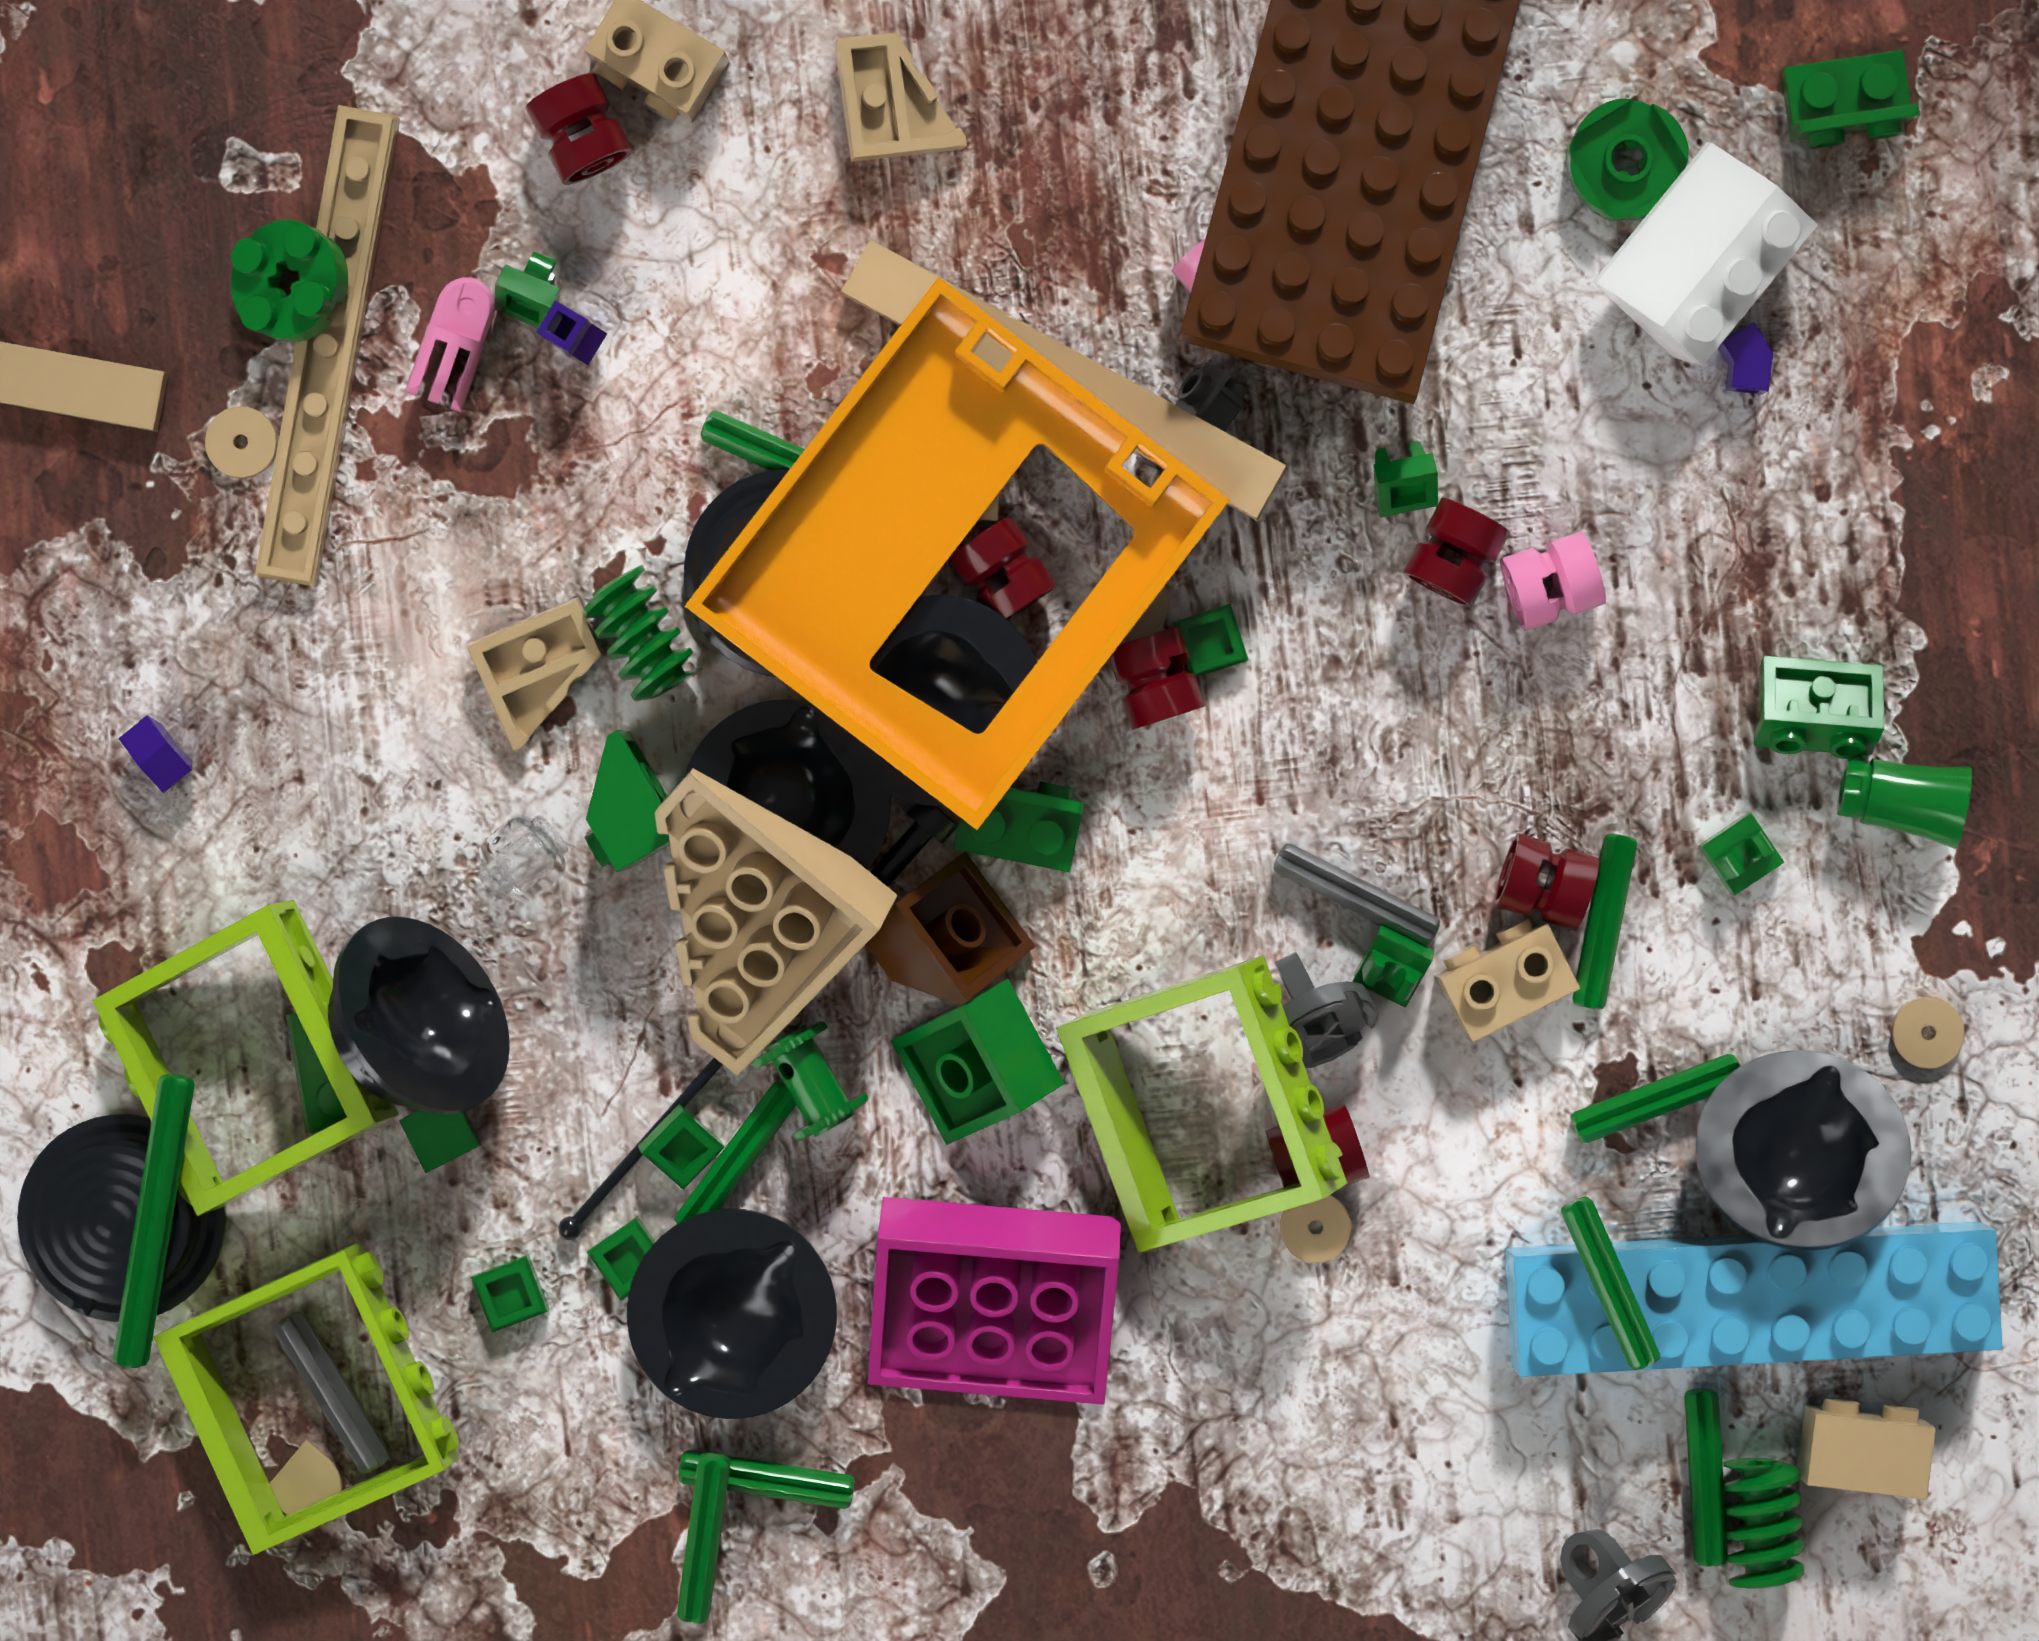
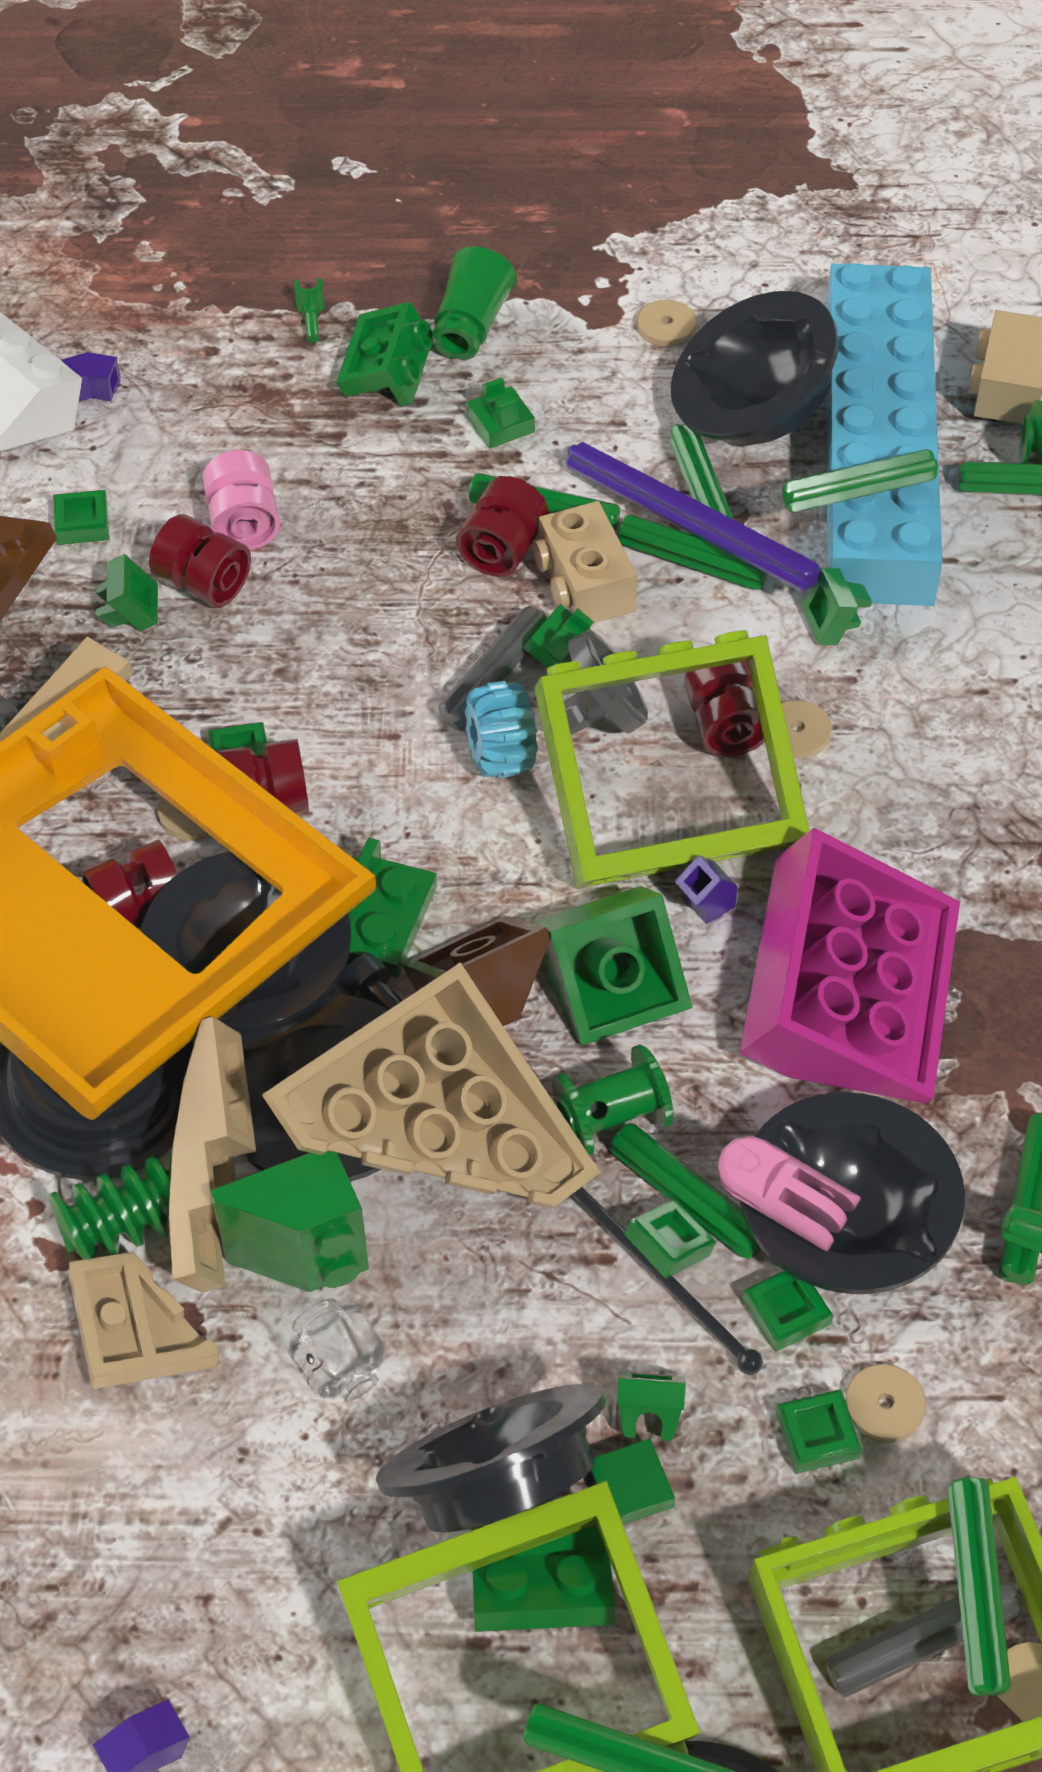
camera: 85 degrees left, 35 degrees down
(340, 1440) = (979, 1587): none -> green axle
(517, 1144) = (650, 1393): none -> green tile
(547, 1331) = (882, 1423): none -> tan wheel
(700, 711) = (209, 1133): none -> tan slope
(711, 1240) = (785, 1189): none -> bright pink arm
(1084, 1157) = (707, 889): none -> dark purple piece
(1245, 918) = (501, 729): none -> medium azure gear
(1474, 1258) = (833, 606): none -> green tile
(1529, 398) = (81, 517): none -> green tile
(1549, 1096) = (687, 551): none -> green axle
(1586, 1091) = (694, 517): none -> dark purple axle
(1903, 600) = (310, 303): none -> green hand

